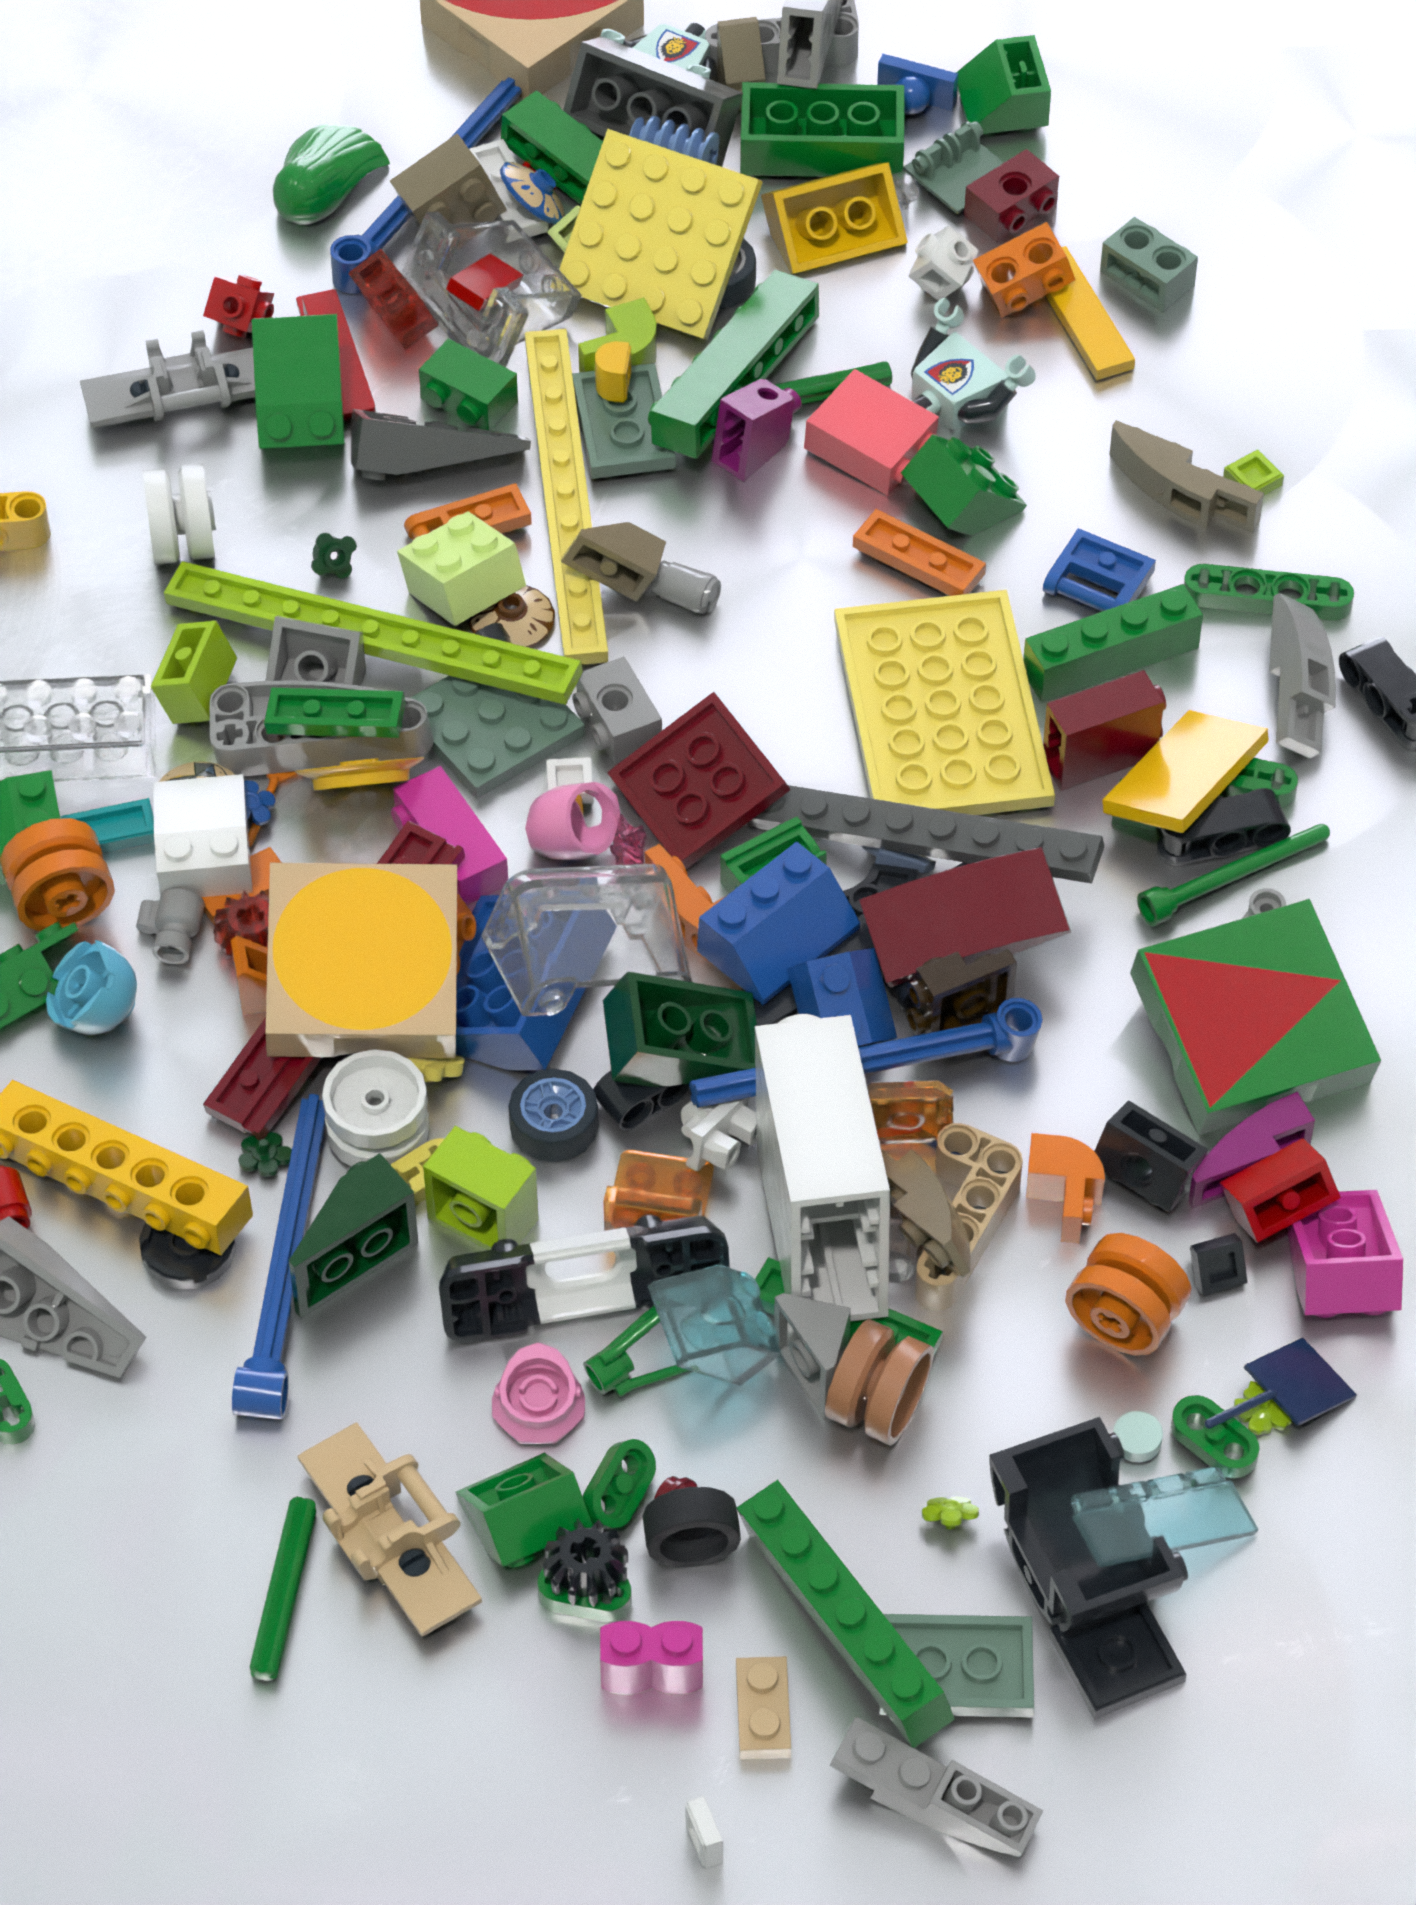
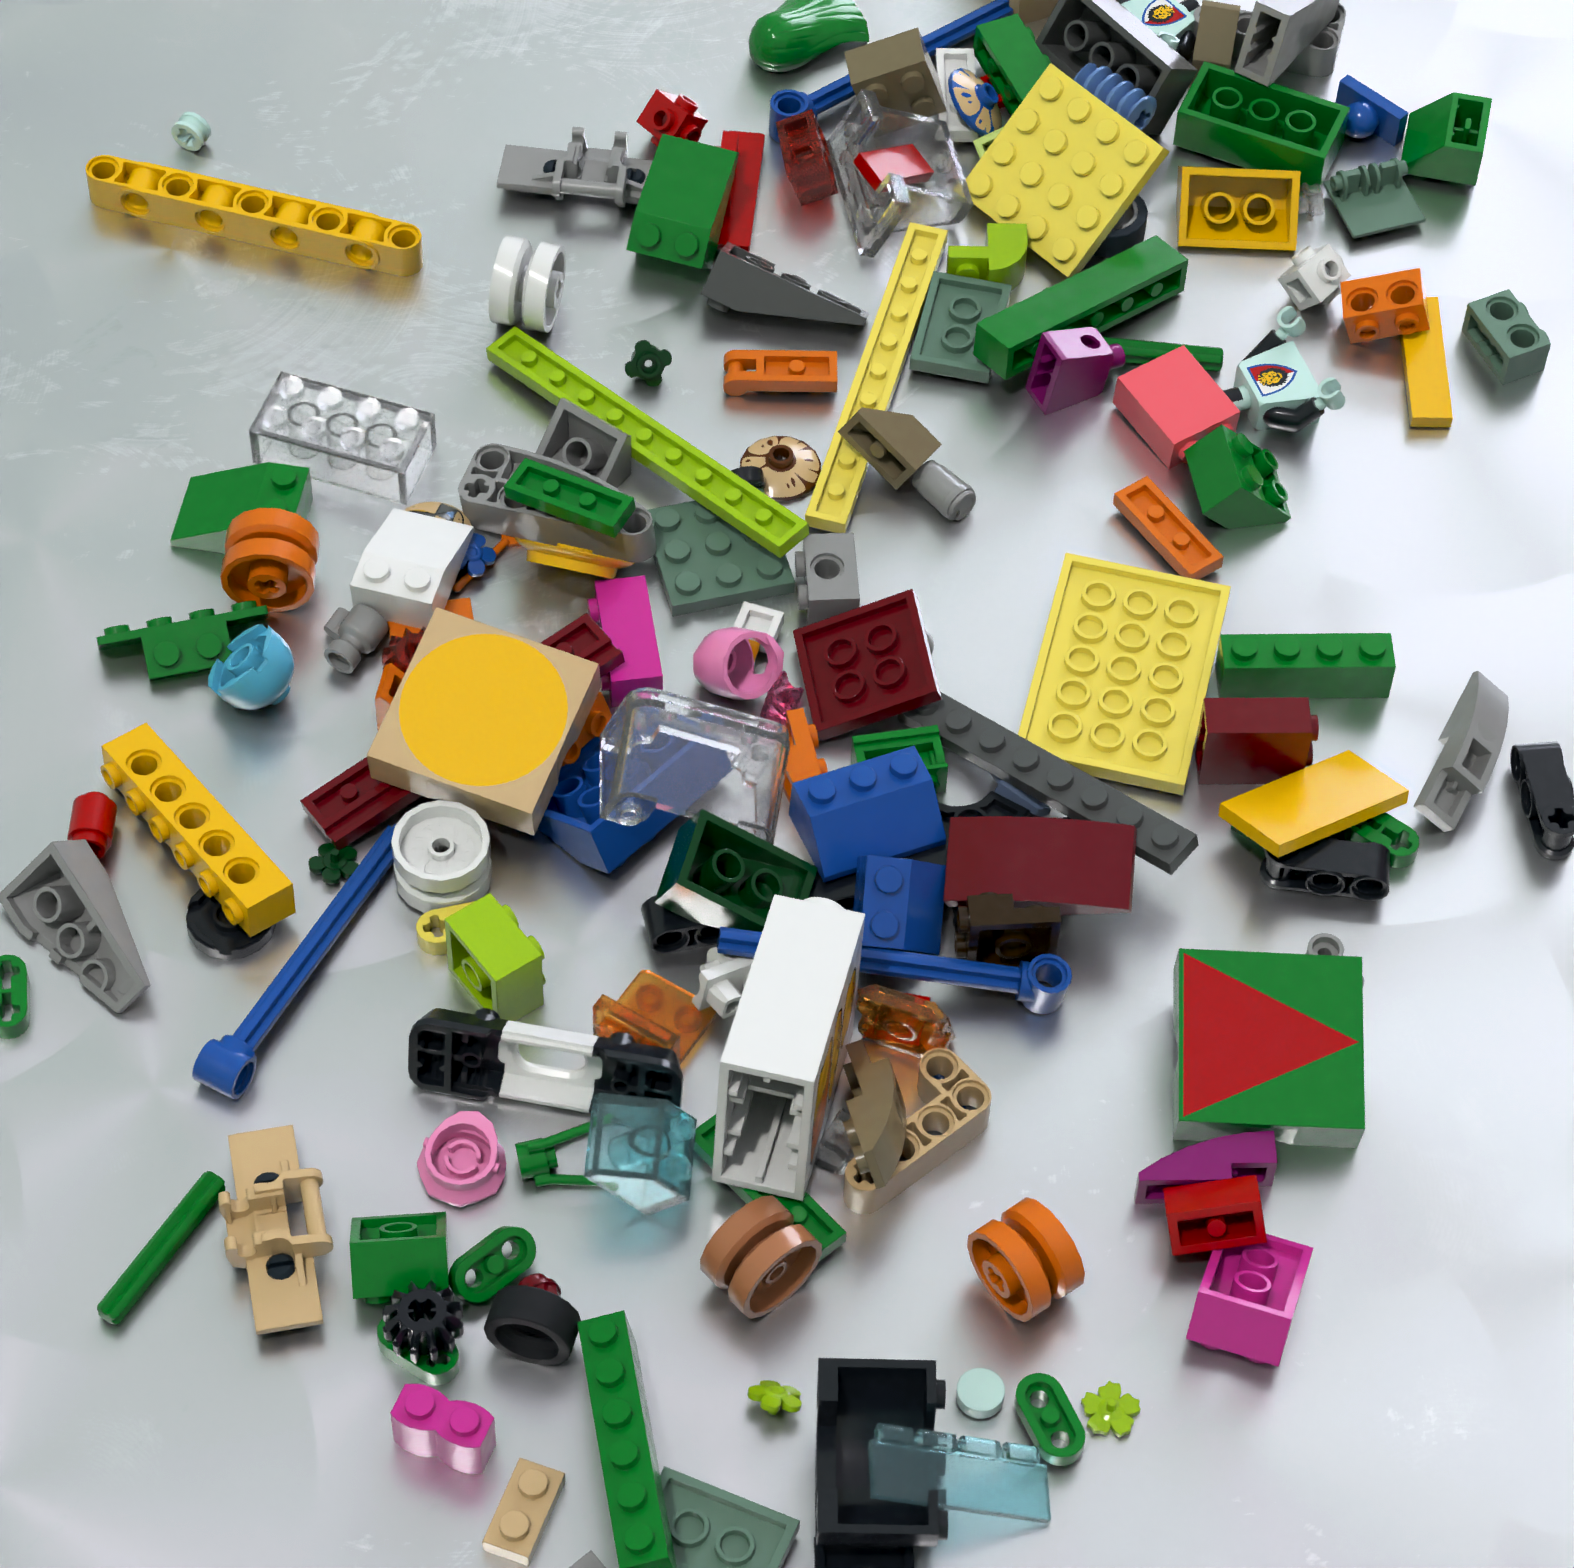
camera: 20 degrees right, 0 degrees up
(120, 825) = (343, 535): teal tile -> none
(192, 669) = (476, 418): lime brick -> none
(354, 1234) = (363, 959): dark green slope -> none
(436, 1068) = (515, 839): light yellow piece -> none
(461, 568) = (750, 409): yellowish green brick -> none
(468, 385) = (837, 253): green piece -> none
(547, 1094) = (587, 900): wheel -> none
(613, 371) = (967, 279): yellow brick -> none
(811, 1342) = (719, 1190): light grey slope -> none
(1011, 195) = (1408, 236): dark red brick -> none
(1066, 1173) = (1027, 1129): orange brick -> none
(1102, 564) = (1329, 590): blue plate -> none
(1149, 1155) = (1108, 1139): black brick -> none
(1159, 903) = (1235, 916): green piece -> none
(1168, 477) = (1433, 537): dark tan slope -> none
(1218, 1264) = (1129, 1262): black tile -> none
(1255, 472) = (1513, 558): lime tile -> none
(1268, 585) = (1479, 660): green beam -> none
(1296, 1381) = (1150, 1397): dark blue piece -> none

